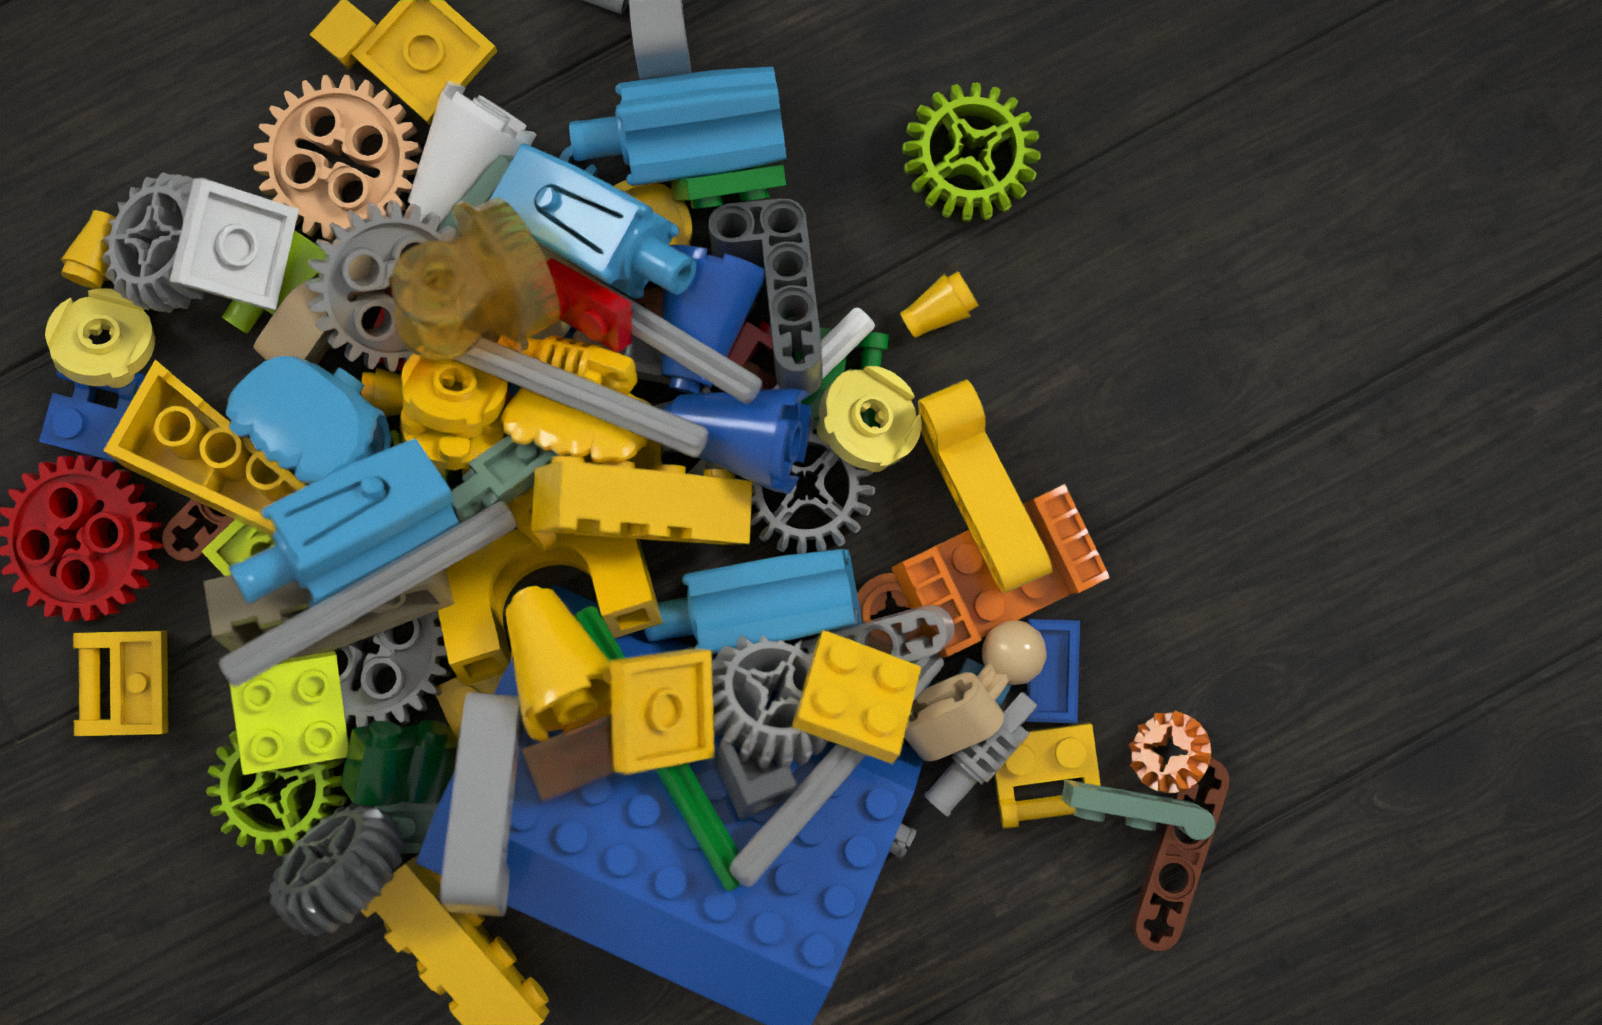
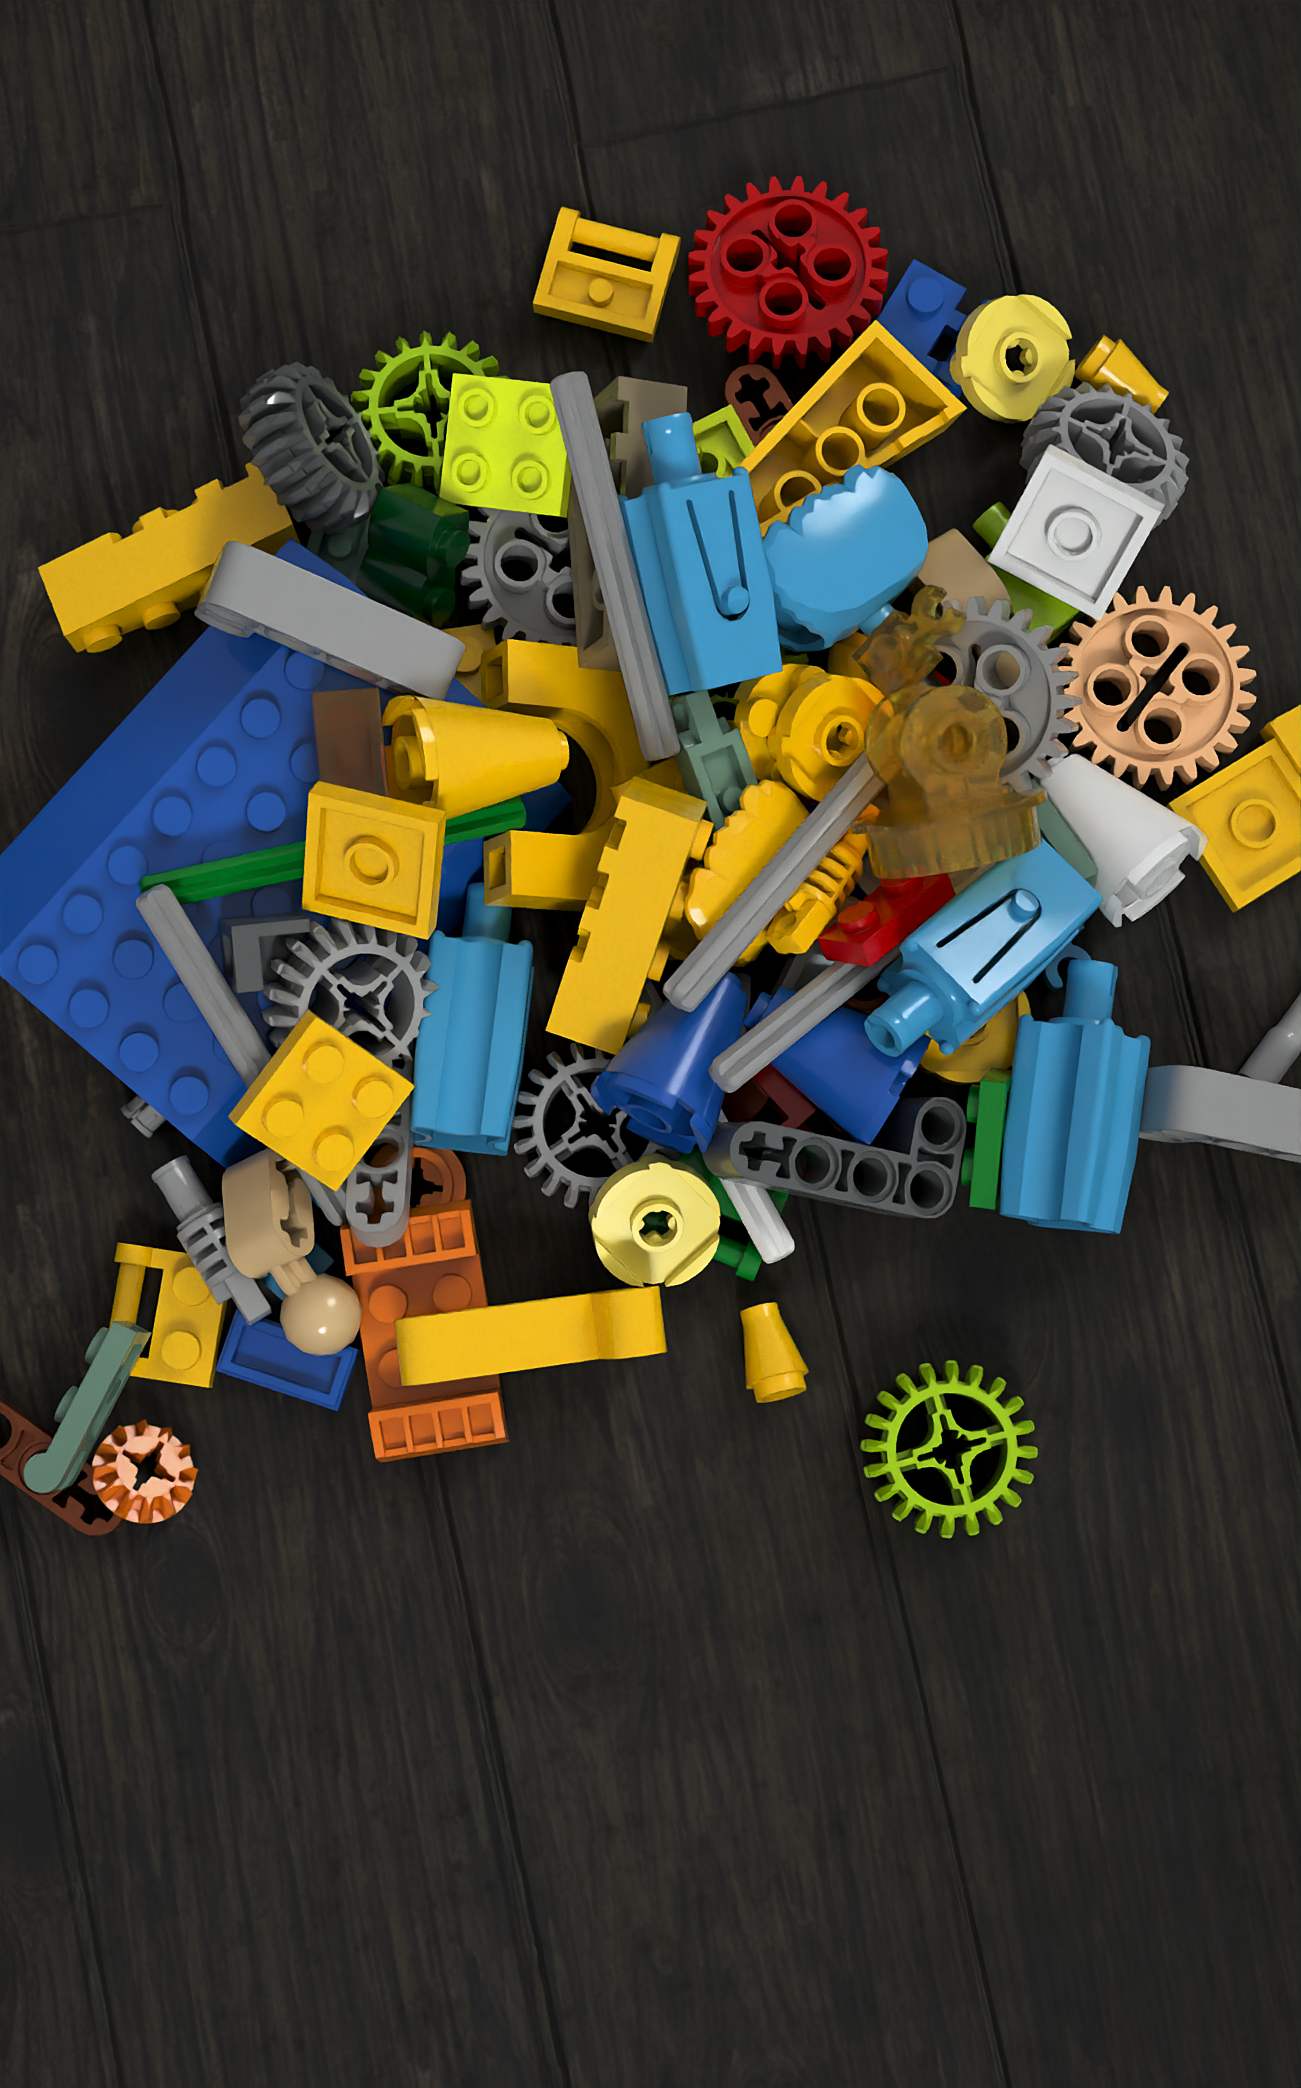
camera: 110 degrees right, 5 degrees down
(366, 353) = (902, 645): none -> clear yellow plate

